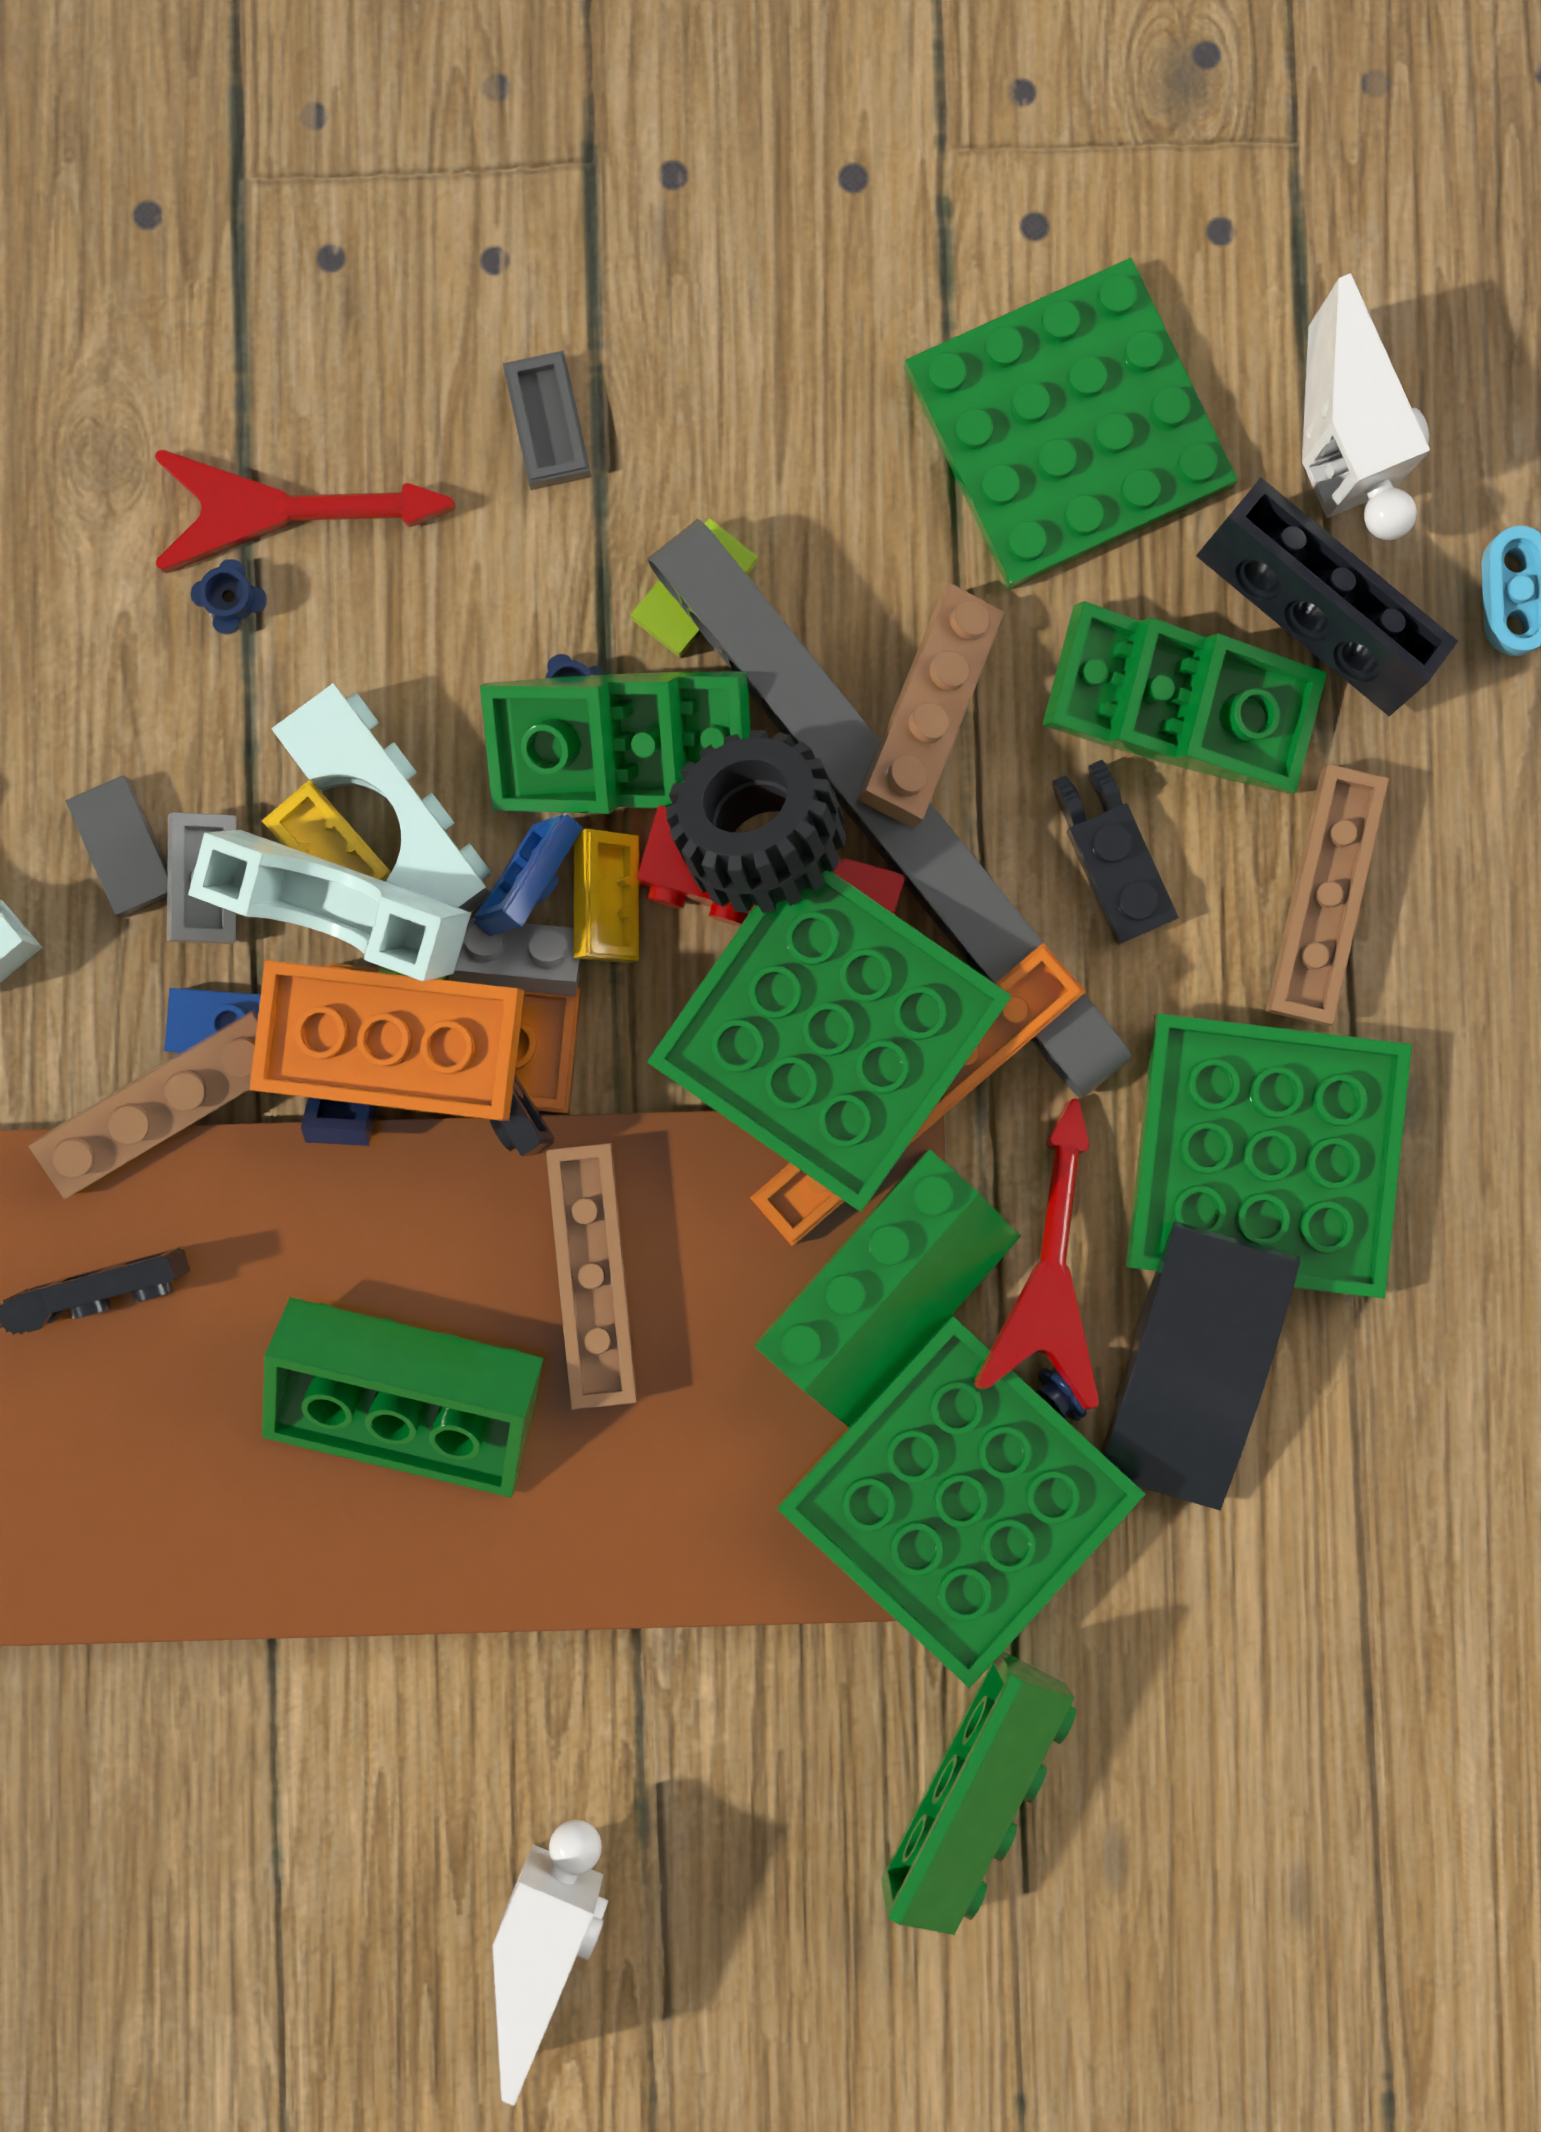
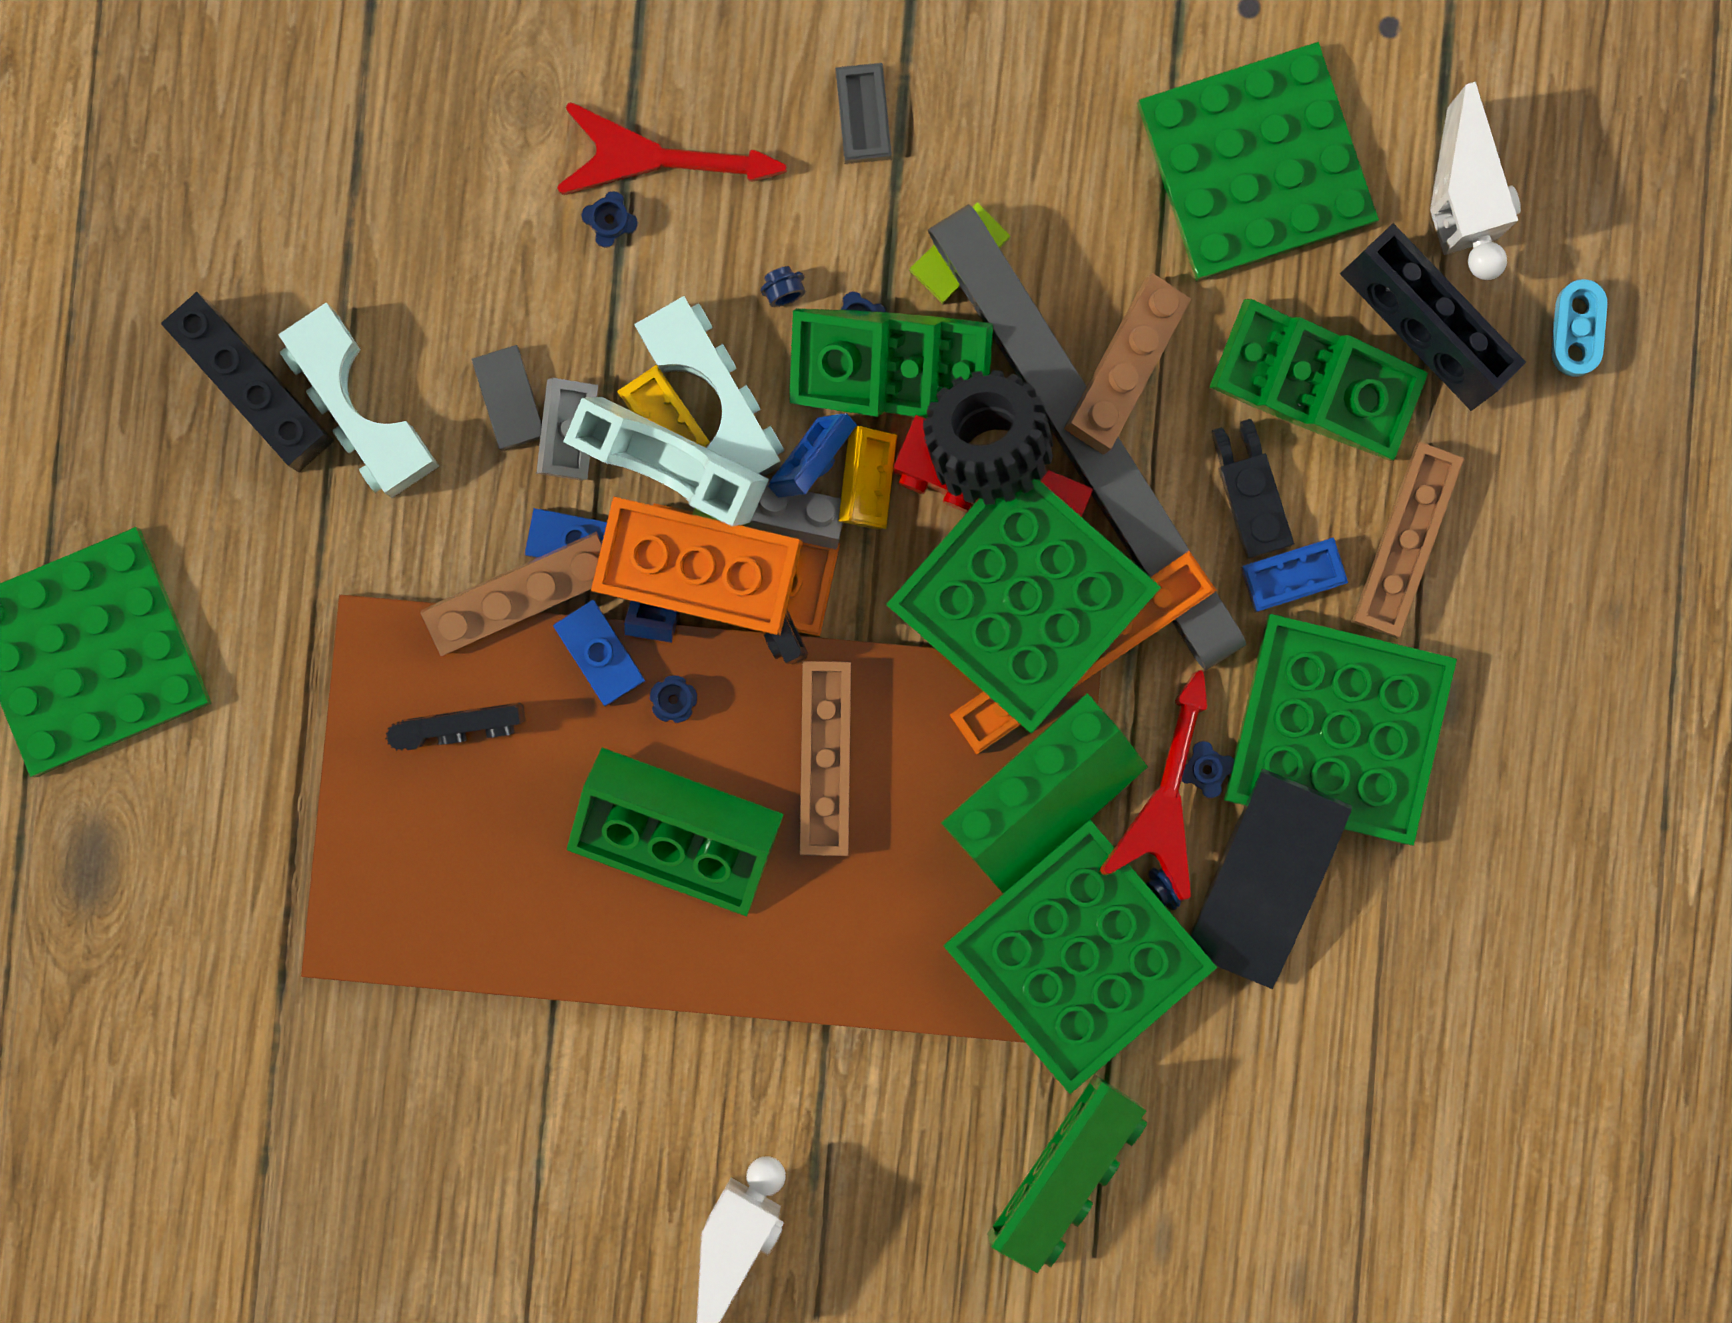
camera: 10 degrees right, 0 degrees up
(276, 1170) = (599, 653): none -> blue plate
(363, 1217) = (660, 697): none -> dark blue plate
(466, 658) = (783, 286): none -> dark blue plate
(1116, 1222) = (1220, 765): none -> dark blue plate
(1183, 958) = (1294, 575): none -> blue plate

